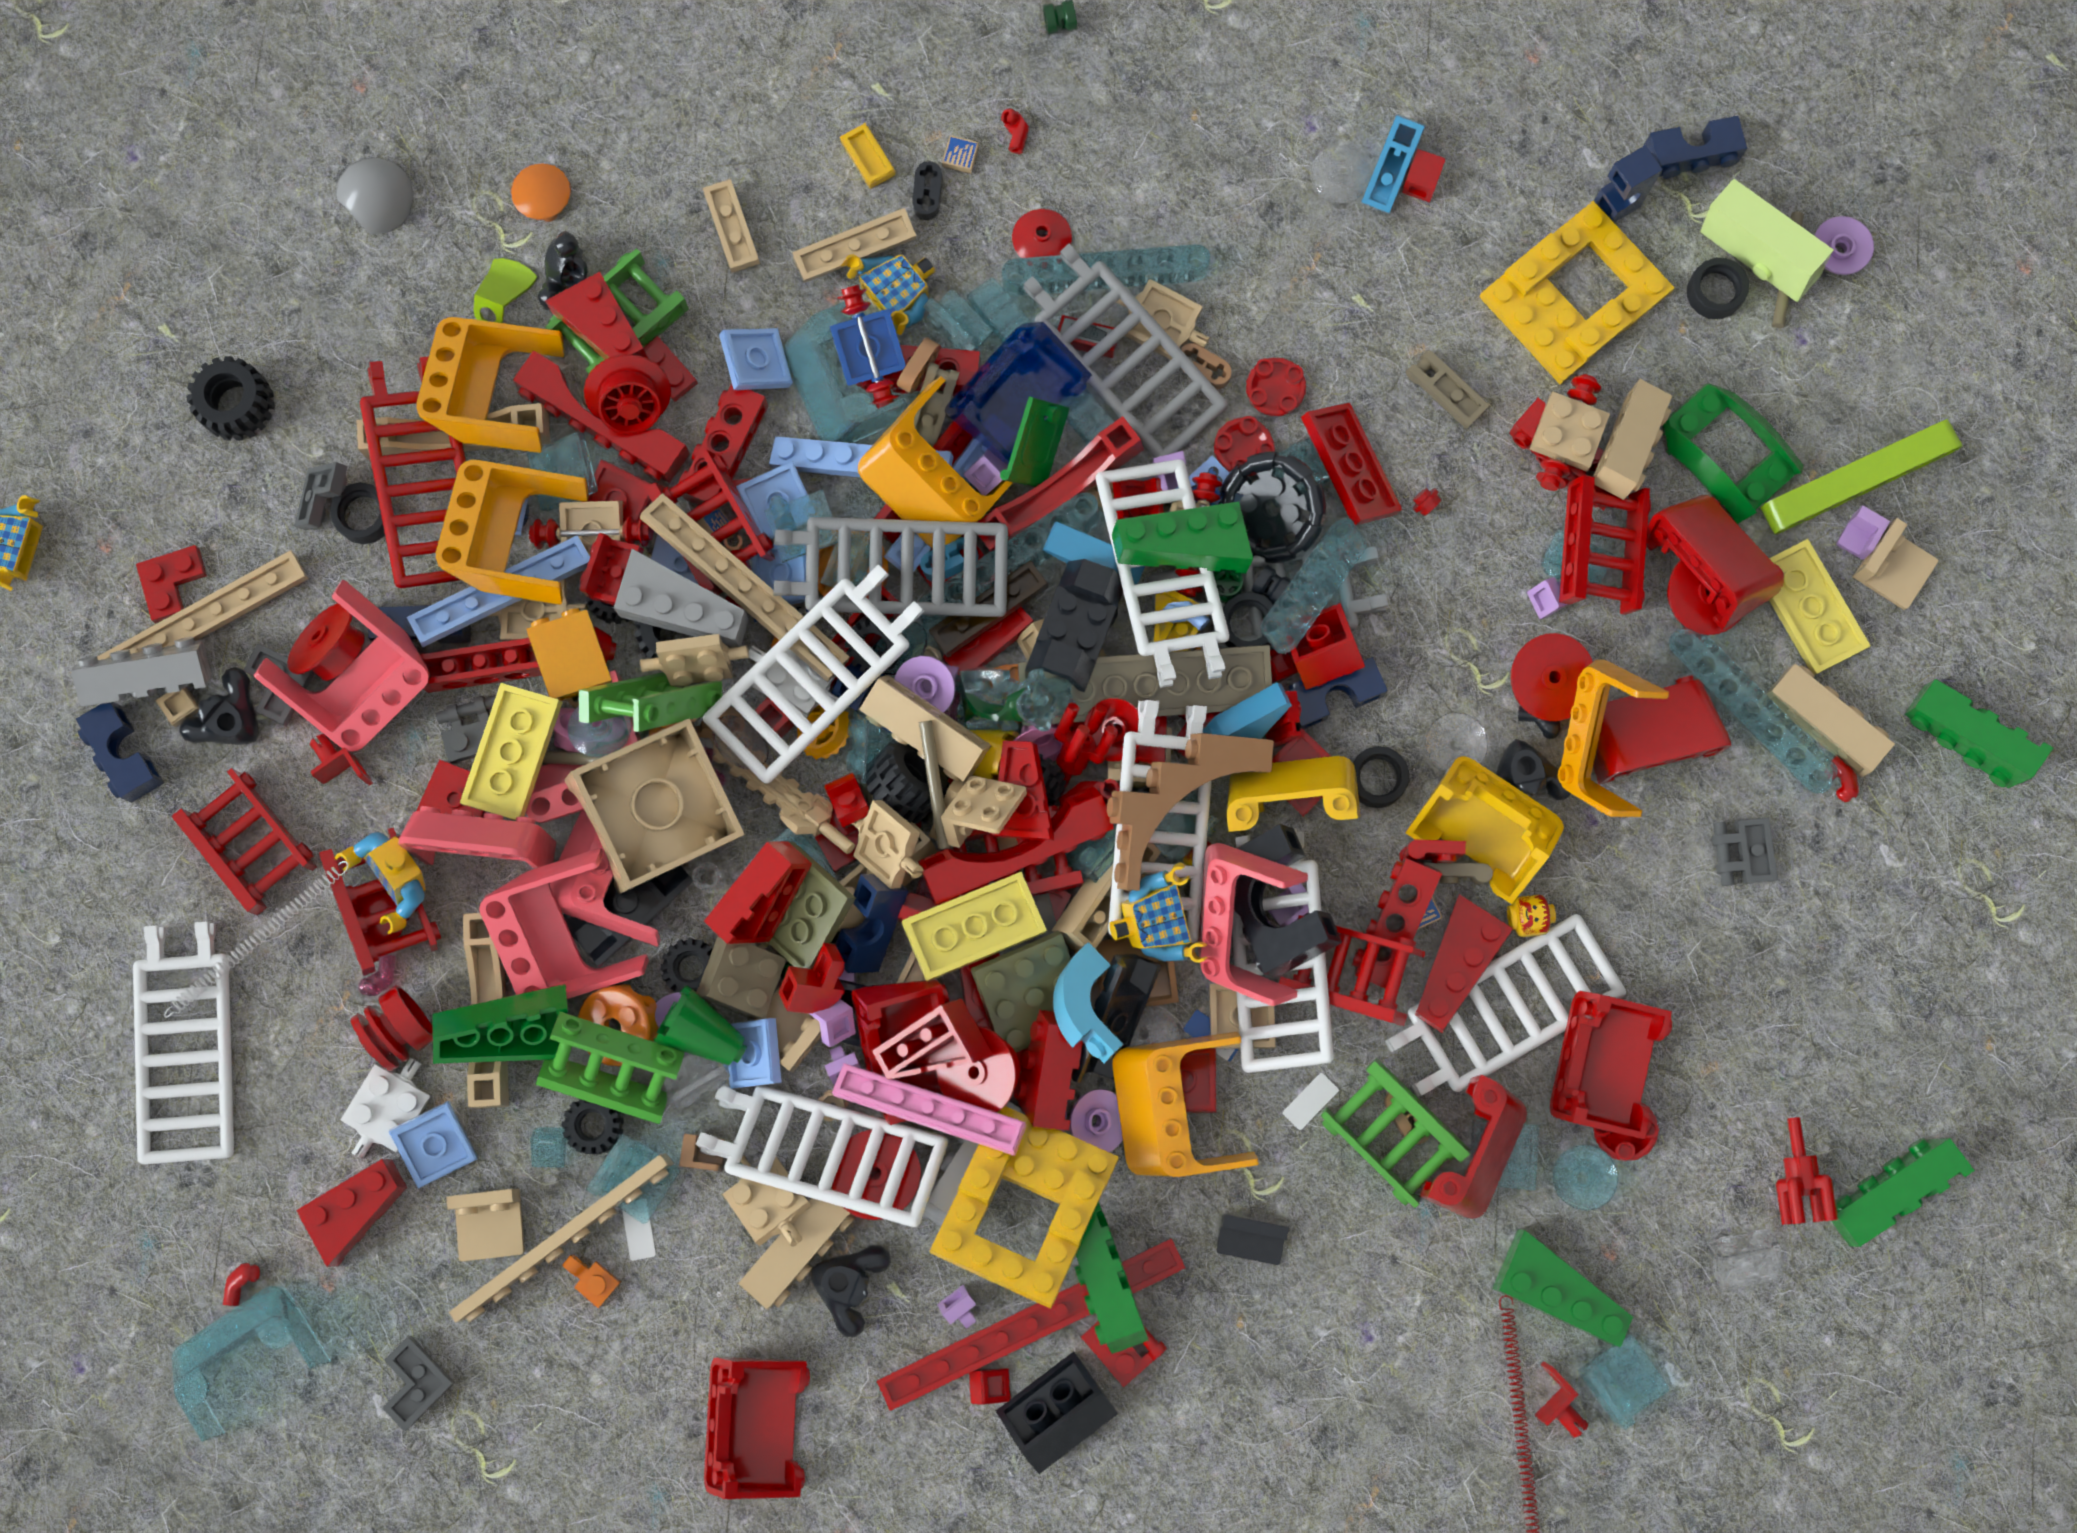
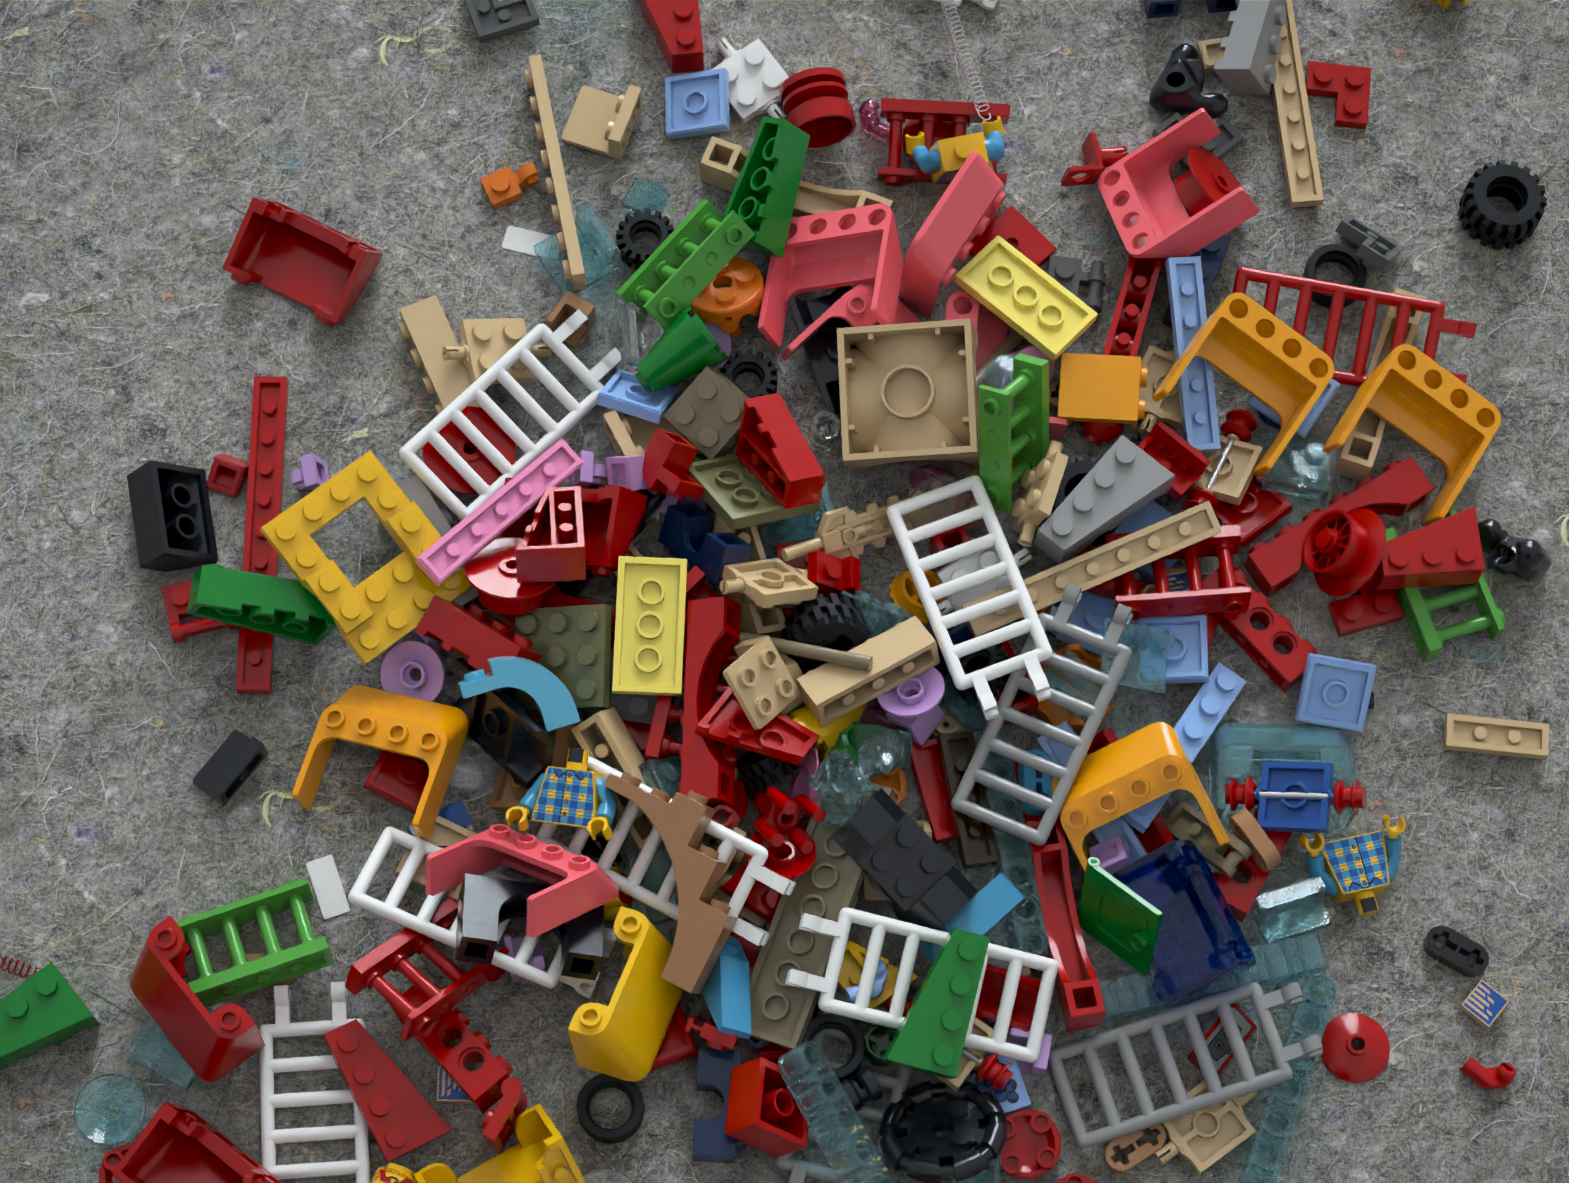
camera: 110 degrees right, 10 degrees down
(232, 870) = (1062, 30): red fence -> none
(501, 286) = (1519, 492): lime piece -> none
(844, 1285) = (387, 385): black head -> none
(861, 241) = (1420, 843): tan fence -> none
(867, 155) = (1521, 909): yellow tile -> none
(1452, 872) = (464, 1156): dark tan plate -> none

